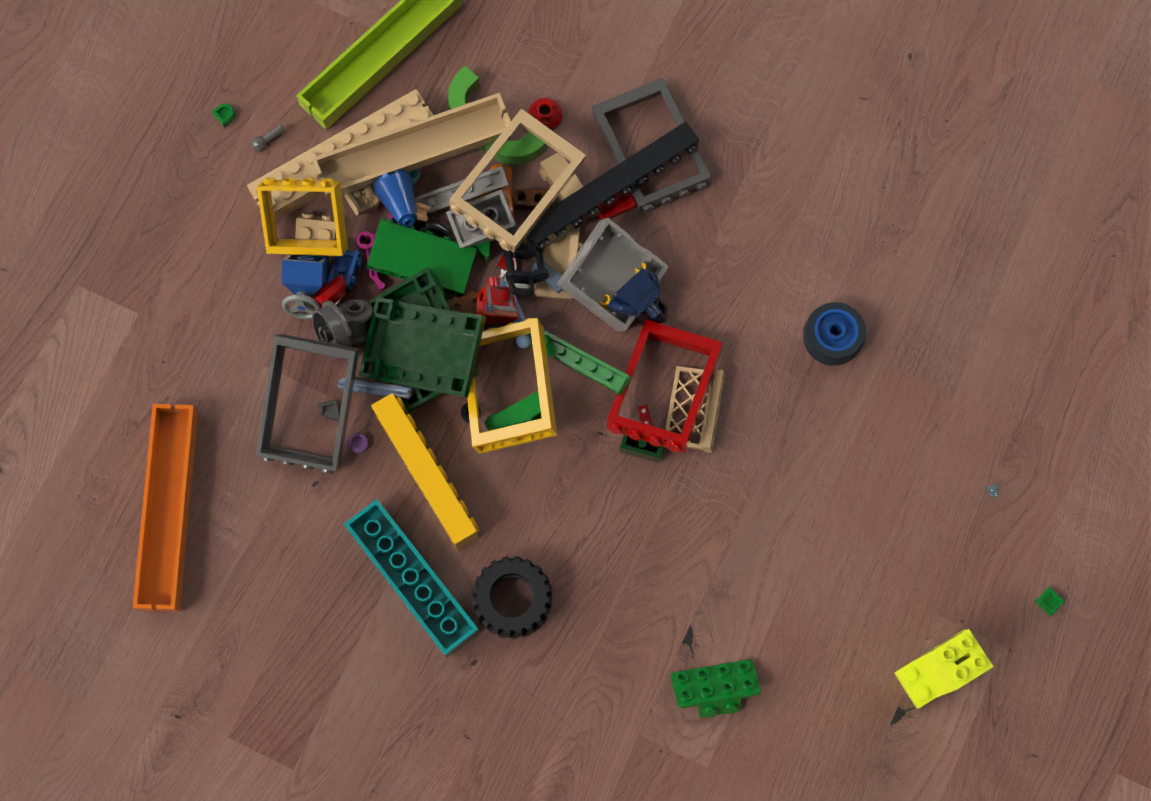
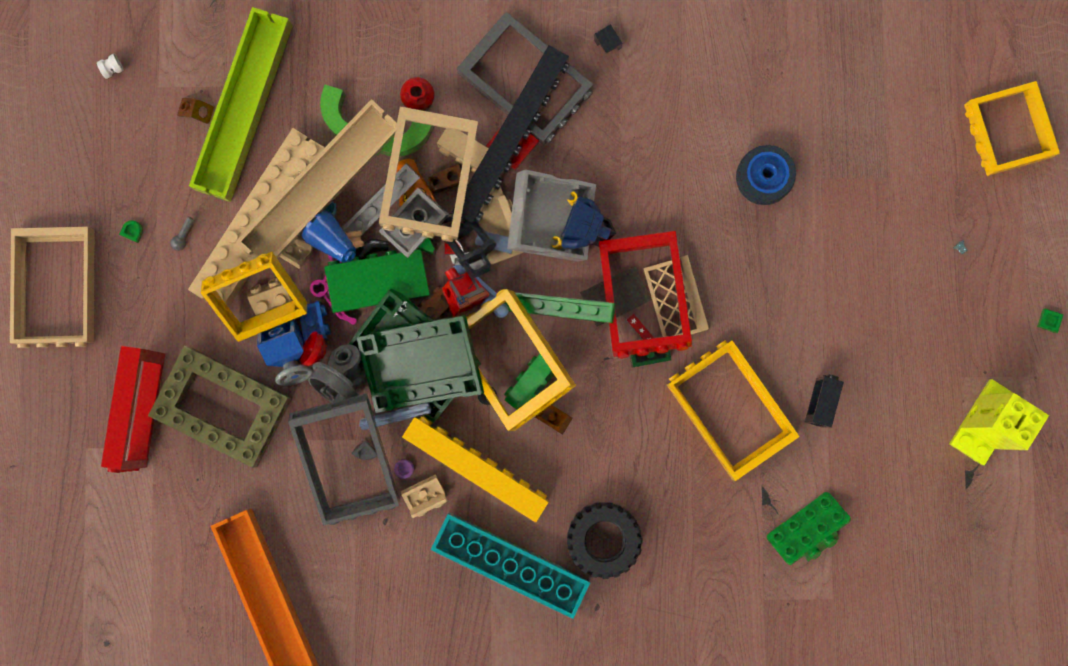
camera: 20 degrees left, 10 degrees up
(130, 255) = (123, 406): none -> red window
(146, 81) = (19, 241): none -> tan window
(247, 342) = (193, 362): none -> olive brick
(333, 32) = (190, 108): none -> reddish brown bracket
(363, 476) = (424, 496): none -> tan bracket
(522, 462) = (555, 418): none -> reddish brown slope
(649, 380) = (628, 292): none -> clear smoke piece
(698, 477) = (766, 450): none -> yellow window
(745, 145) = (608, 39): none -> black panel
(788, 568) = (824, 401): none -> black window
(1125, 409) = (1039, 118): none -> yellow window

